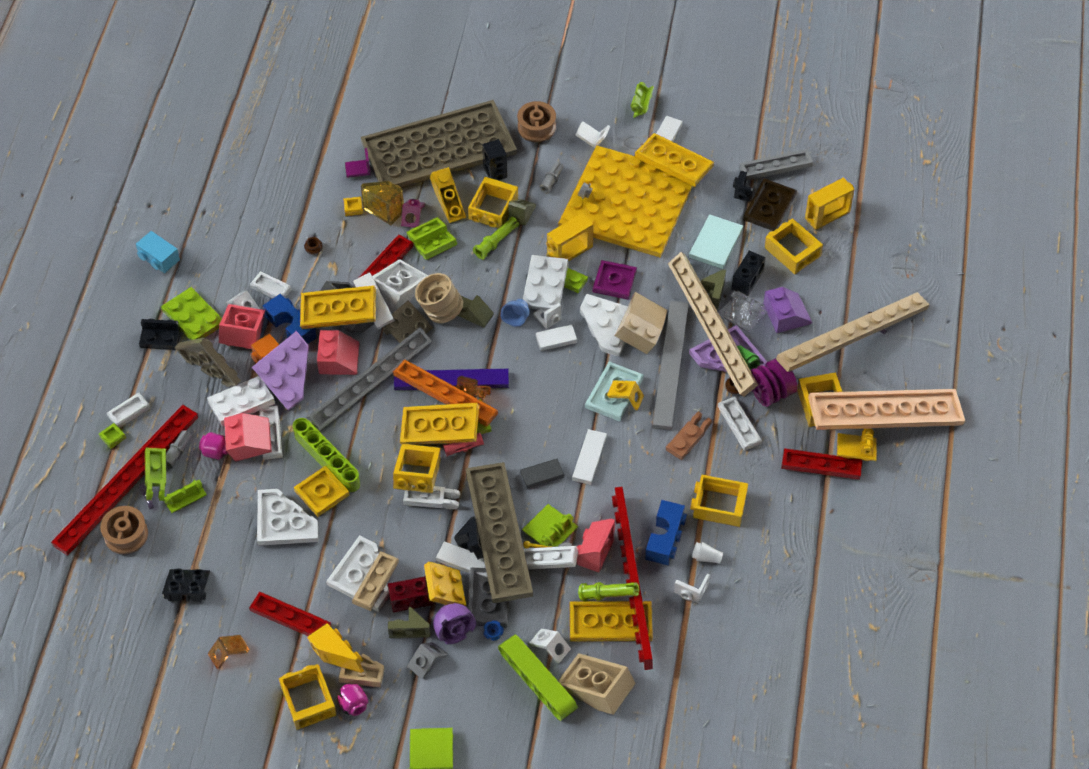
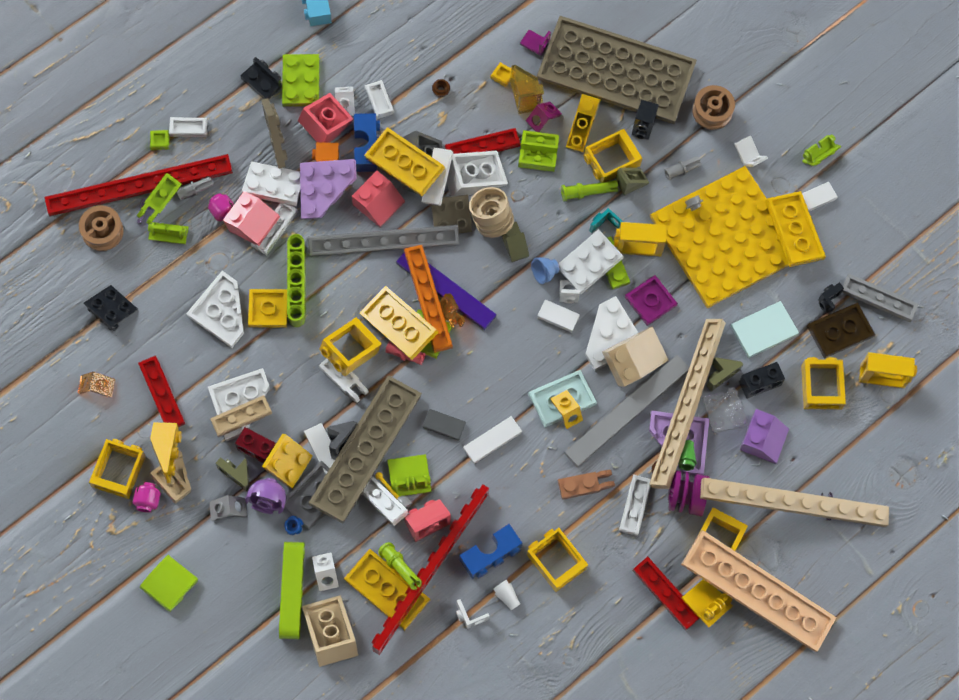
camera: 35 degrees right, 15 degrees up
(529, 246) = (600, 218): none -> teal bracket

